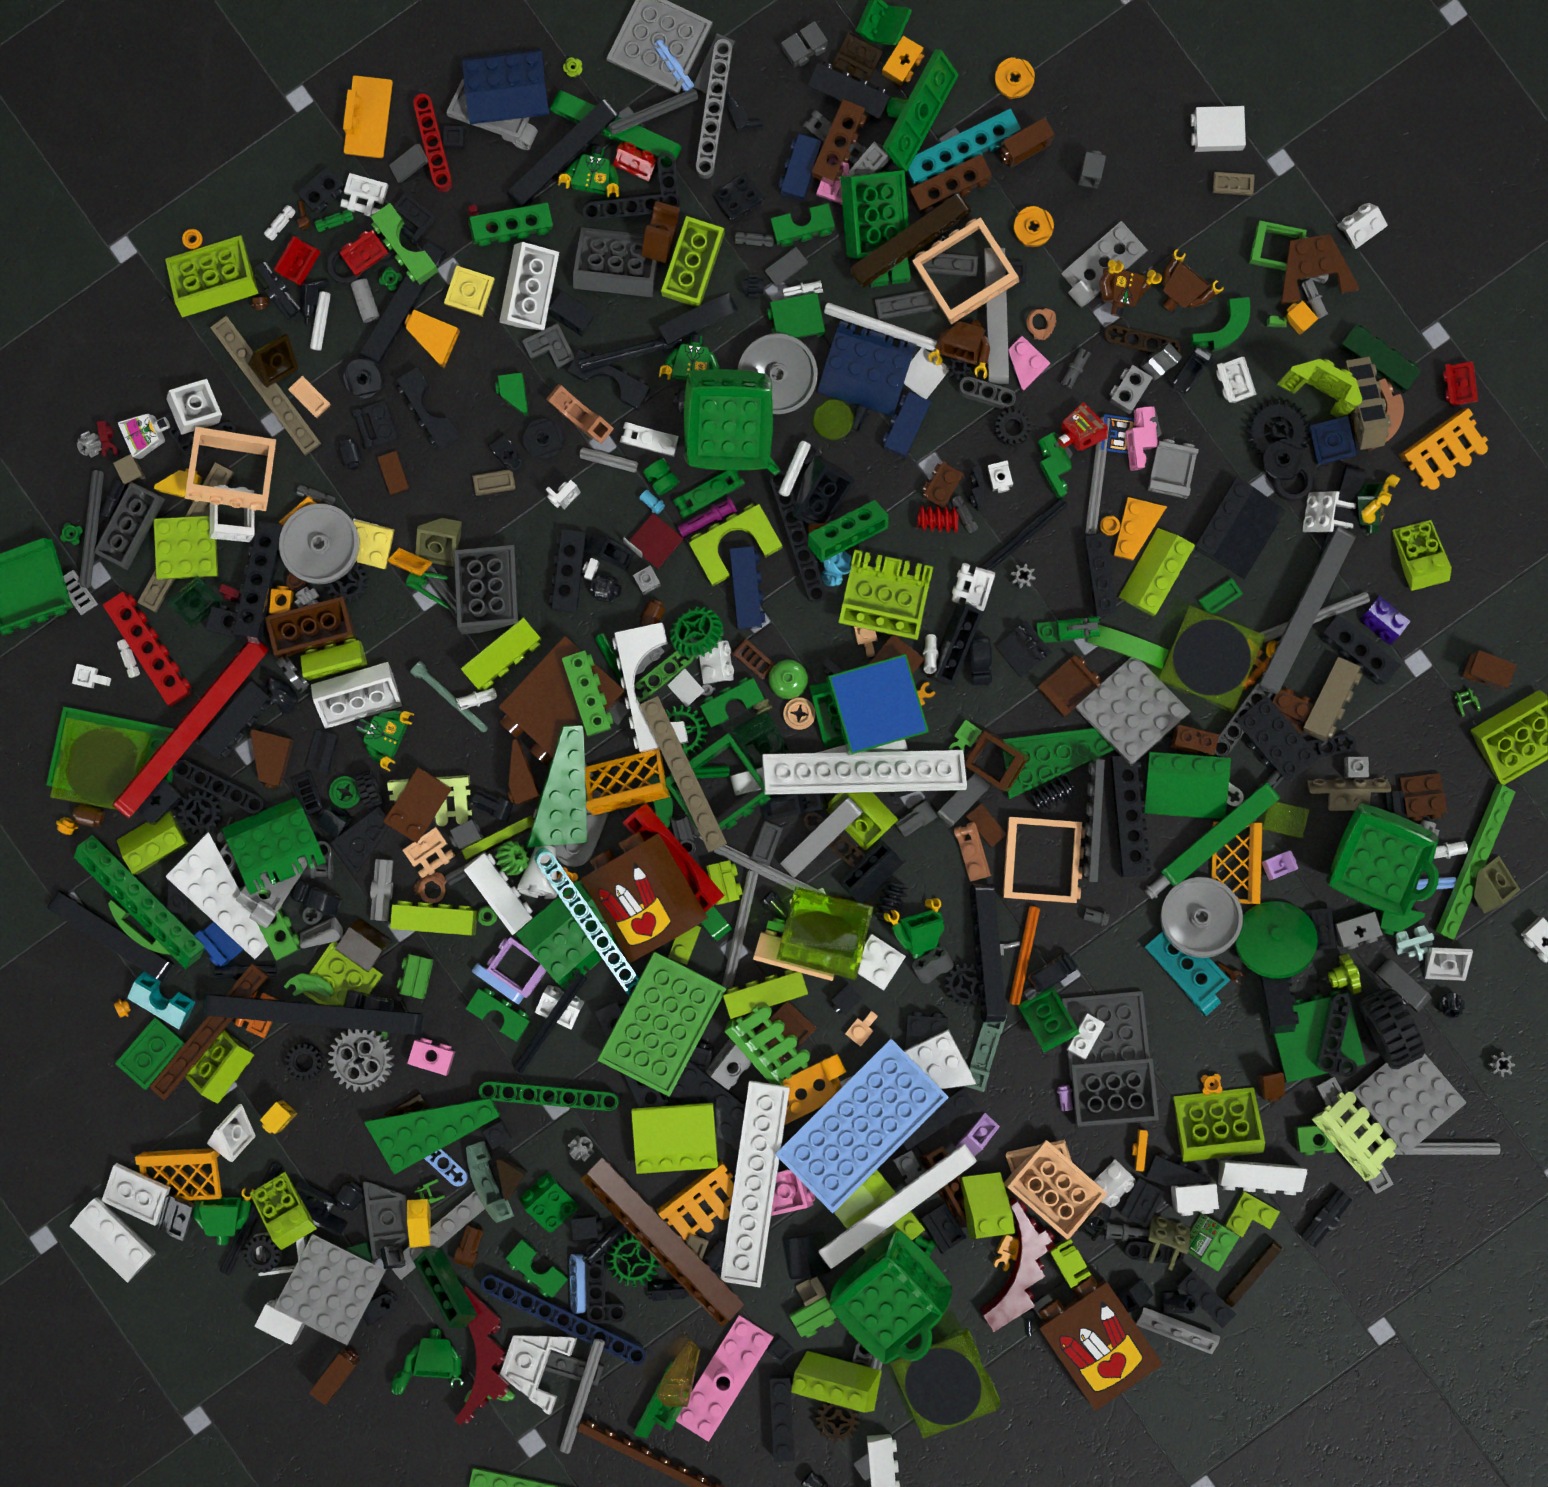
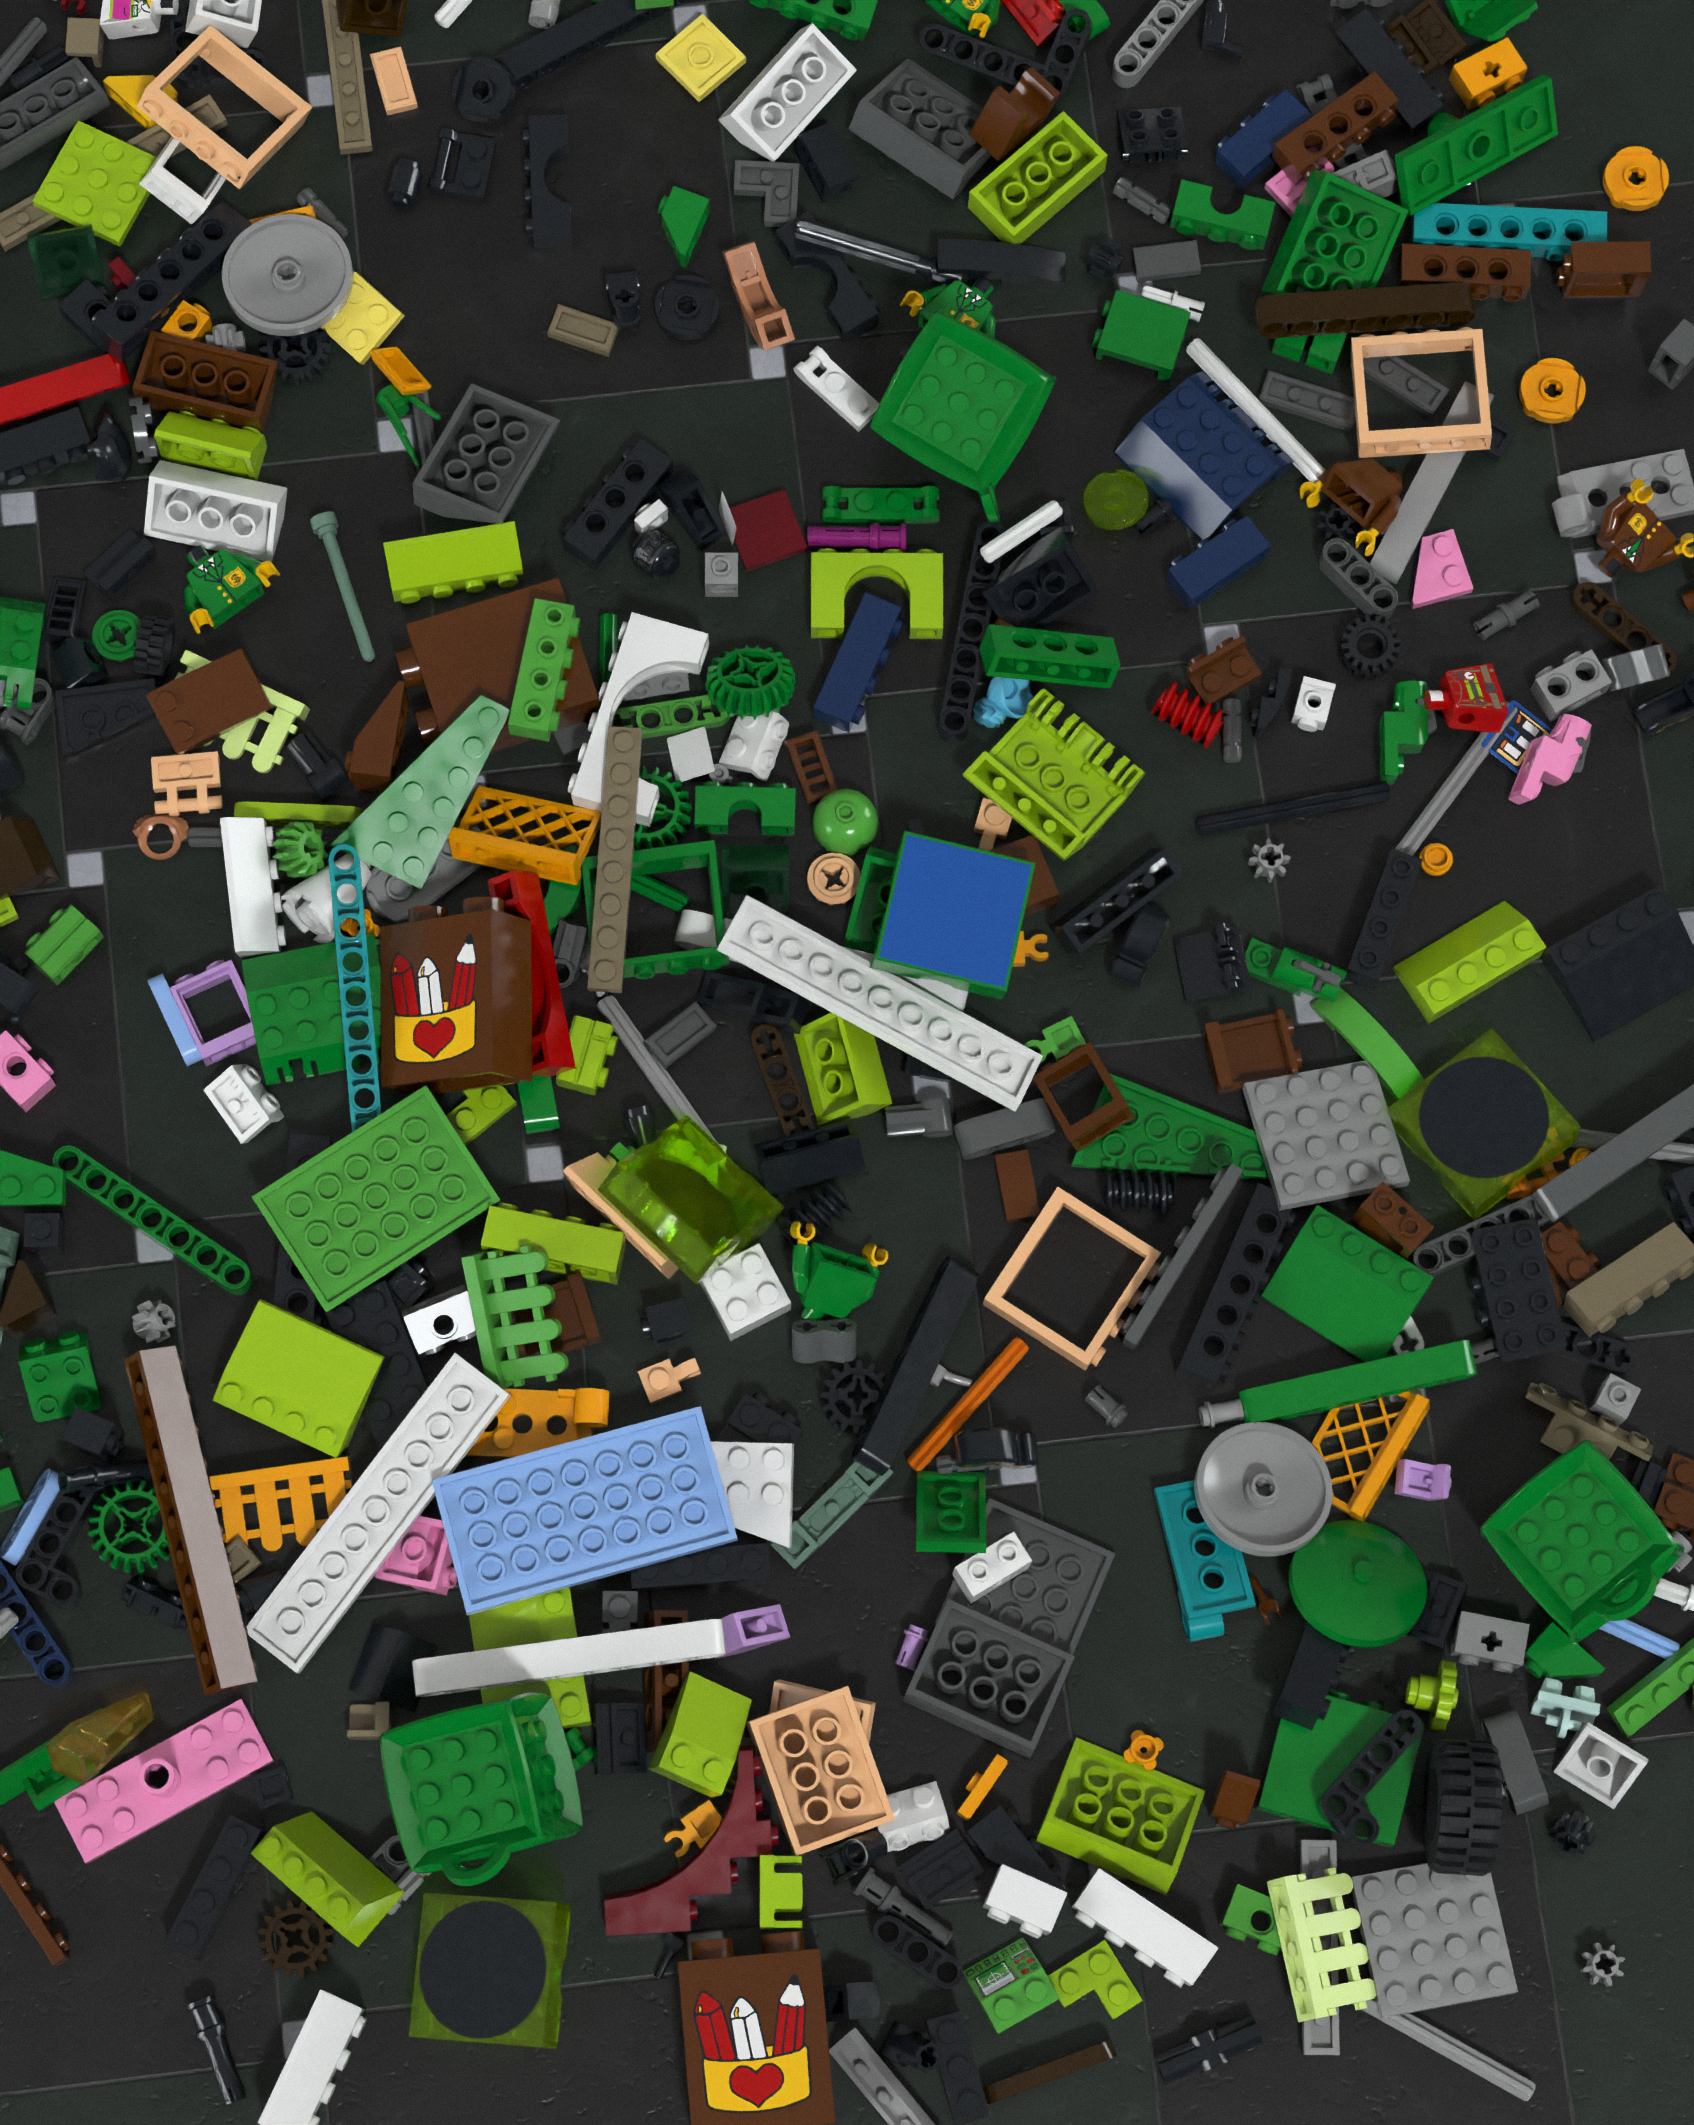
camera: 20 degrees right, 10 degrees down
(271, 757) = (43, 529): reddish brown slope -> none
(294, 583) = (222, 313): reddish brown plate -> none
(381, 890) = (88, 797): light grey piece -> none
(393, 473) = (449, 242): reddish brown tile -> none
(433, 335) = (615, 89): light orange slope -> none
(437, 920) = (137, 875): lime brick -> none
(438, 541) = (455, 360): olive slope -> none
(466, 835) = (254, 780): dark grey piece -> none
(476, 699) = (382, 606): white axle -> none
(480, 915) = (213, 908): bright green plate -> none
(514, 1022) = (137, 1037): green arch -> none
(550, 1022) = (216, 1113): black axle -> none
(566, 494) = (672, 395): white bracket -> none
(607, 459) = (763, 385): light grey axle -> none
(652, 502) = (794, 480): medium azure pin -> none
(652, 613) = (706, 620): reddish brown brick -> none
(661, 477) = (823, 440): green wheel -> none
(740, 929) = (573, 1134): light grey axle -> none
(762, 706) = (786, 836): olive bush -> none
(787, 364) = (1091, 394): light grey dish -> none
(813, 1316) = (348, 1762): bright green brick -> none
(821, 837) = (765, 1065): light grey beam -> none
(924, 375) = (1279, 509): white sticker -> none
(930, 654) = (1072, 894): white pin -> none
(972, 852) = (975, 1211): nougat plate -> none
(979, 589) = (1195, 841): white plate -> none
(1049, 316) = (1507, 523): nougat piece -> none
(1136, 525) = (1476, 879): light orange wing -> none
(1170, 1234) = (956, 1935): olive plate -> none
(1173, 468) = (1572, 828): light grey panel -> none
(1220, 597) = (1545, 1047): green tile -> none
(1286, 819) = (1468, 1419): clear neon green plate -> none

